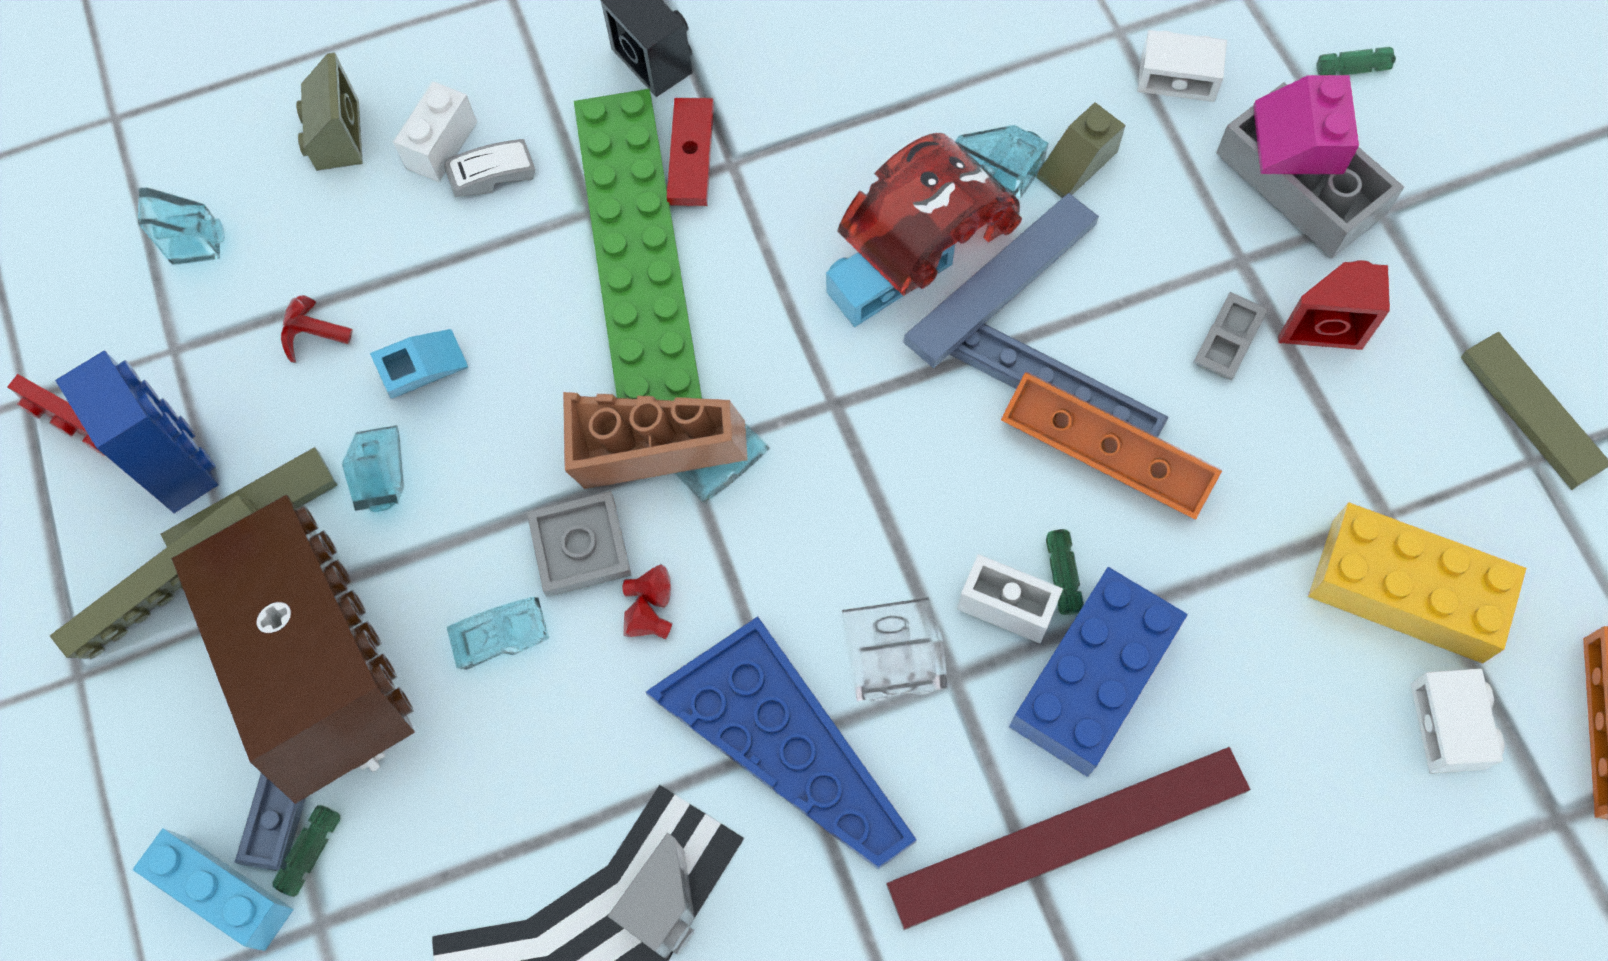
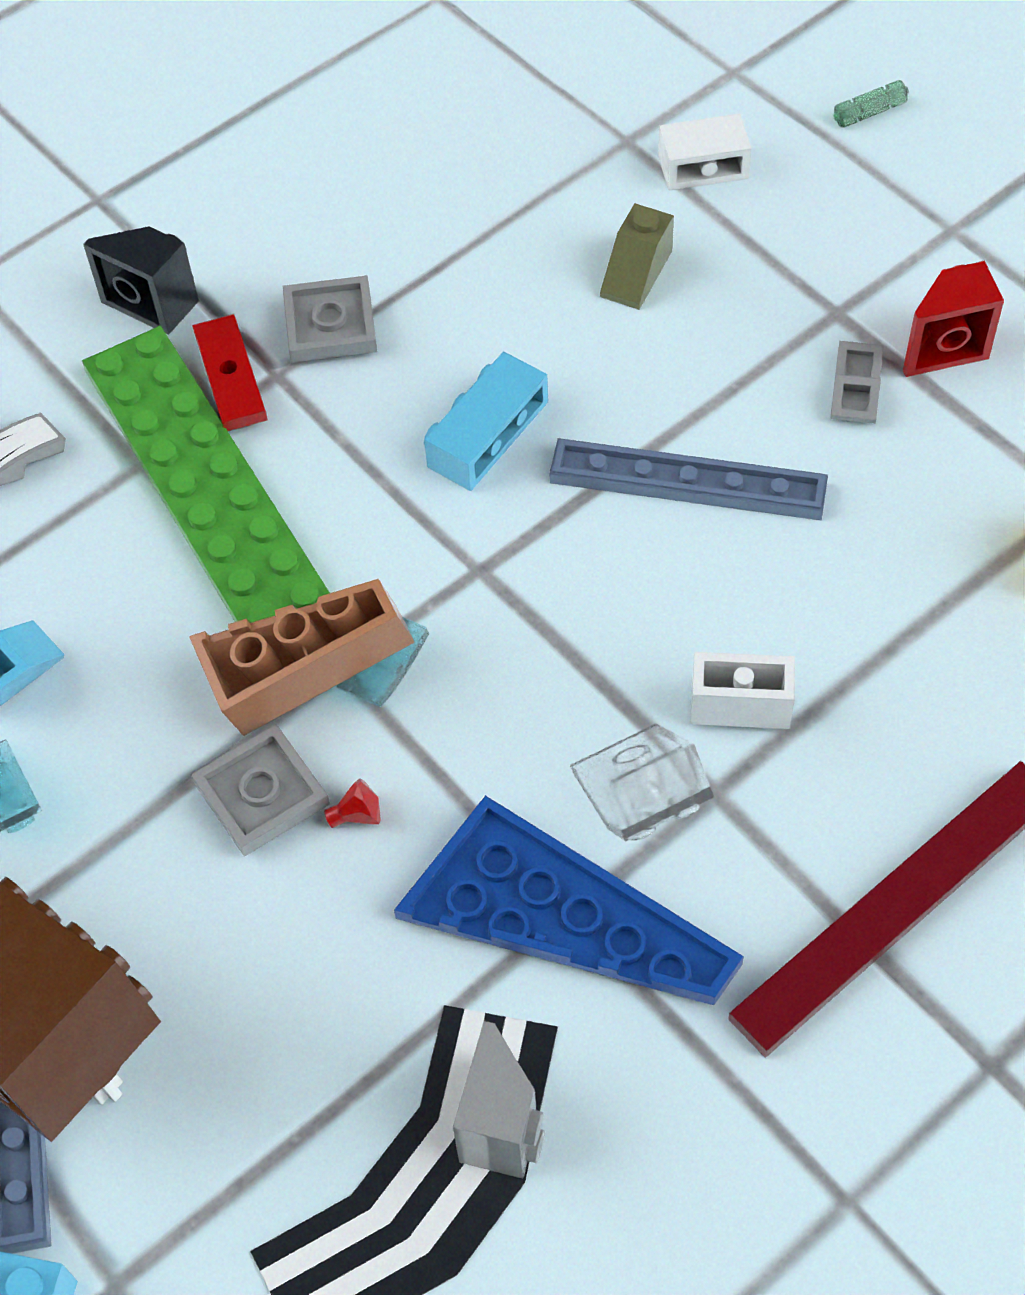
camera: 20 degrees left, 10 degrees down
(306, 850) = (70, 1209): clear green axle -> none
(497, 631) = (197, 910): clear light blue slope -> none
(643, 620) = (361, 842): red rock -> none
(792, 127) = (329, 318): none -> light grey plate
(923, 205) = (501, 345): clear red cylinder -> none
(1000, 280) = (604, 399): sand blue tile -> none
(1008, 155) = (558, 284): clear light blue slope -> none
(1064, 571) = (781, 643): clear green axle -> none
(1098, 671) = (860, 733): blue brick -> none
(1111, 445) = (783, 515): orange piece -> none
(1307, 127) = (854, 162): dark pink slope -> none
(1323, 206) = (868, 207): light grey brick -> none

